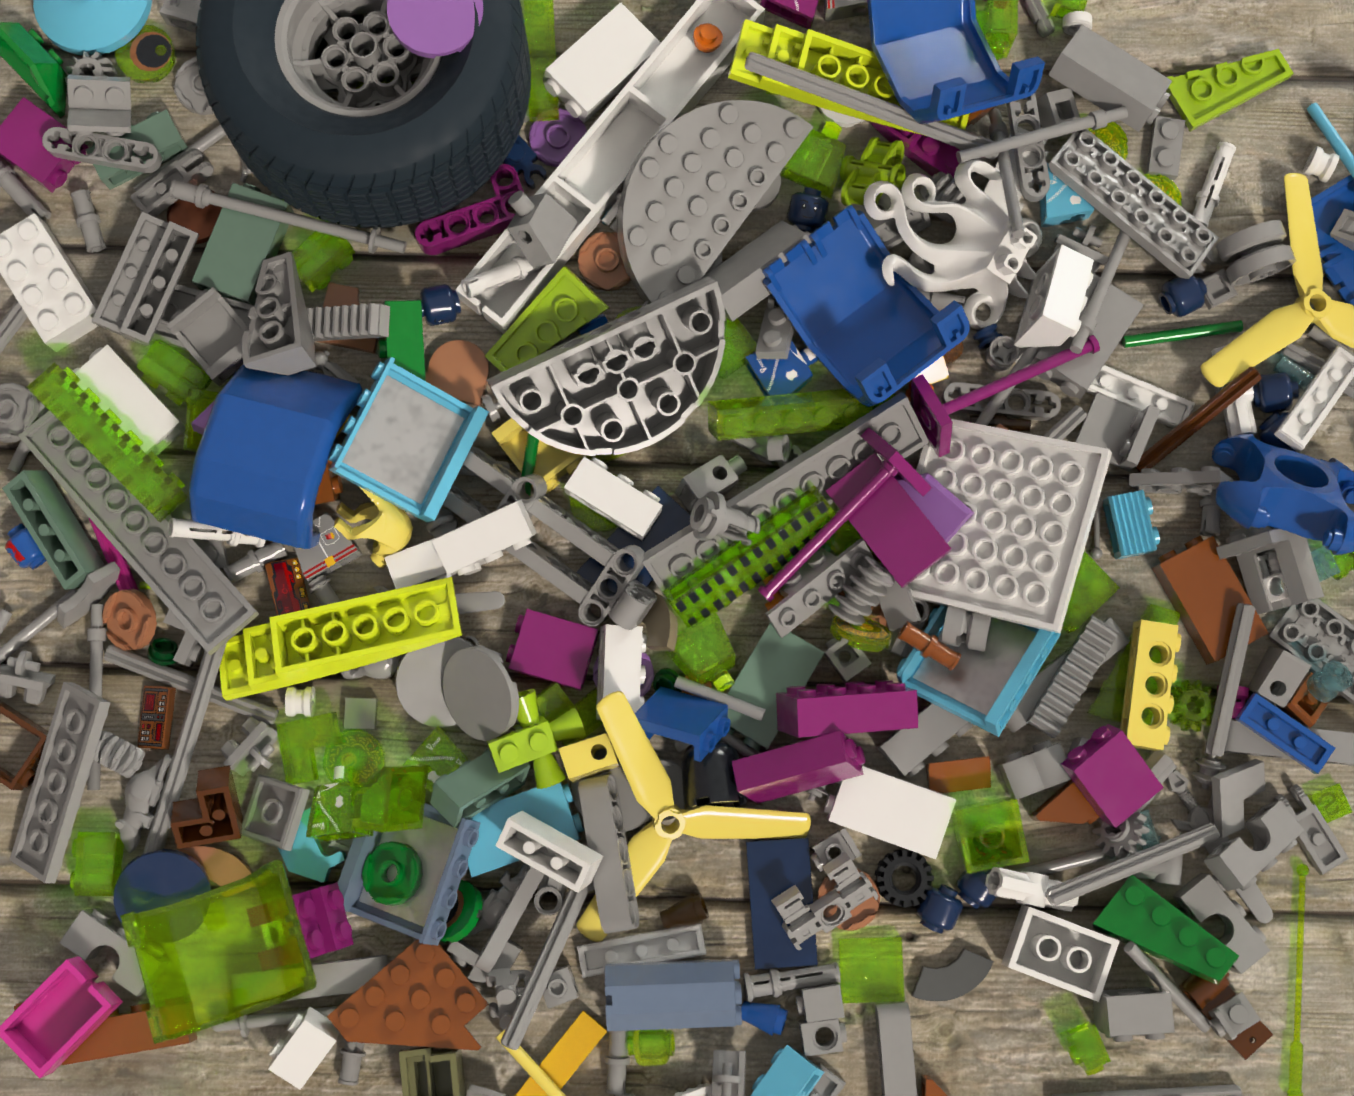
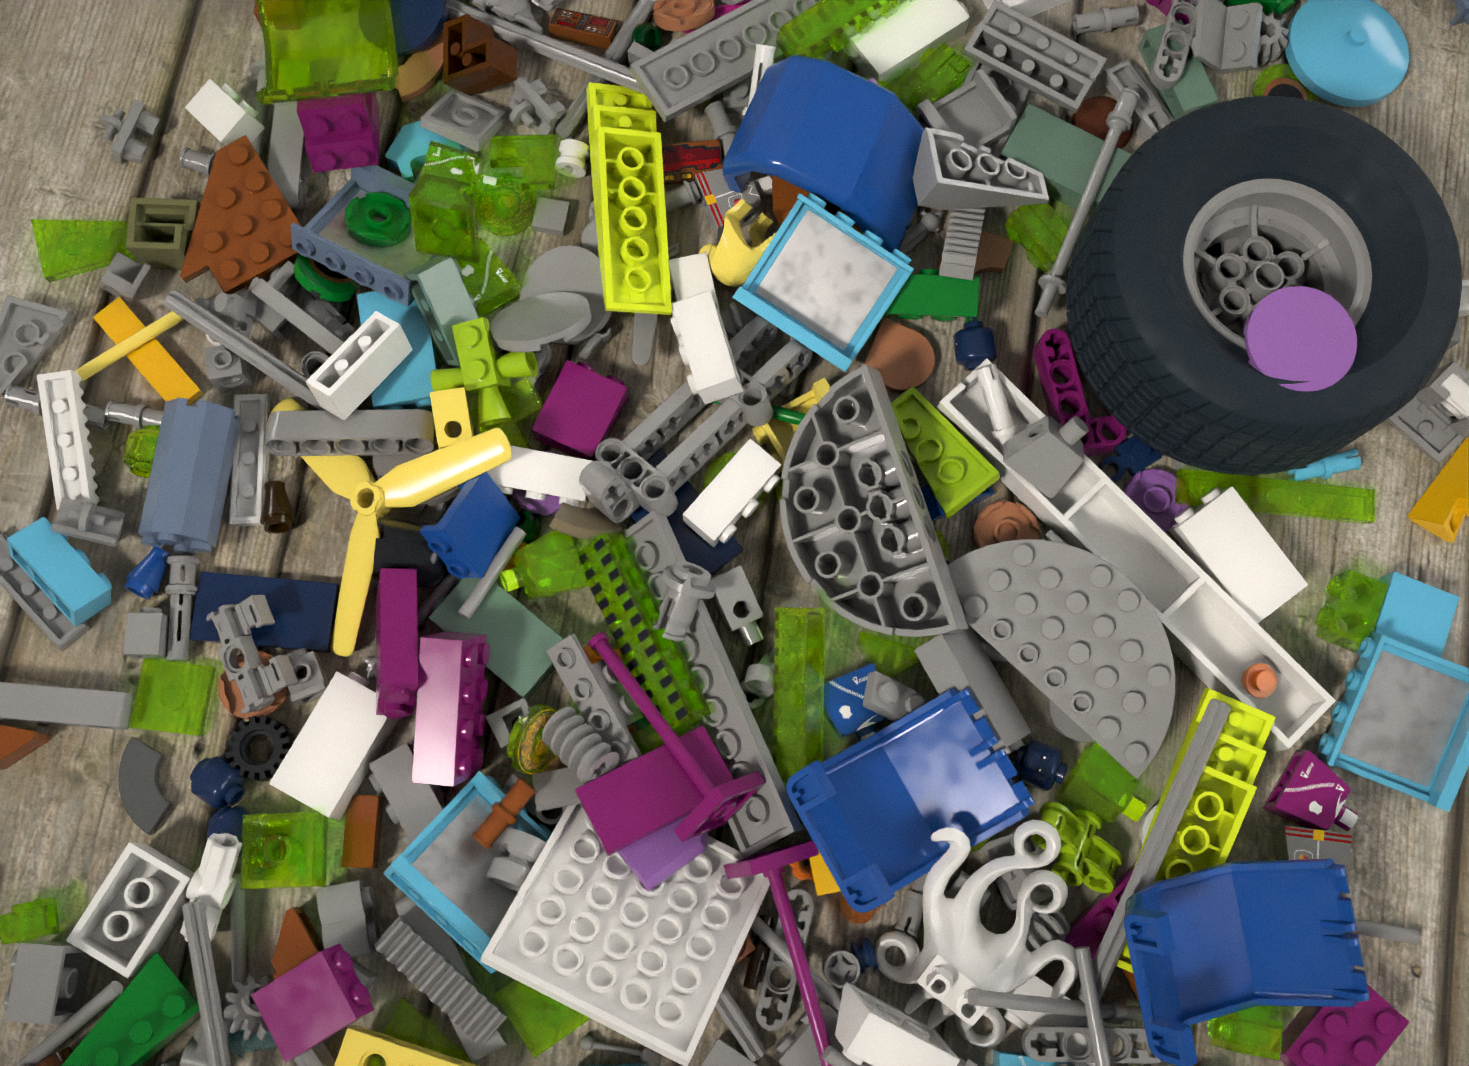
camera: 95 degrees right, 5 degrees down
(812, 1047) = (102, 620): light grey brick -> none

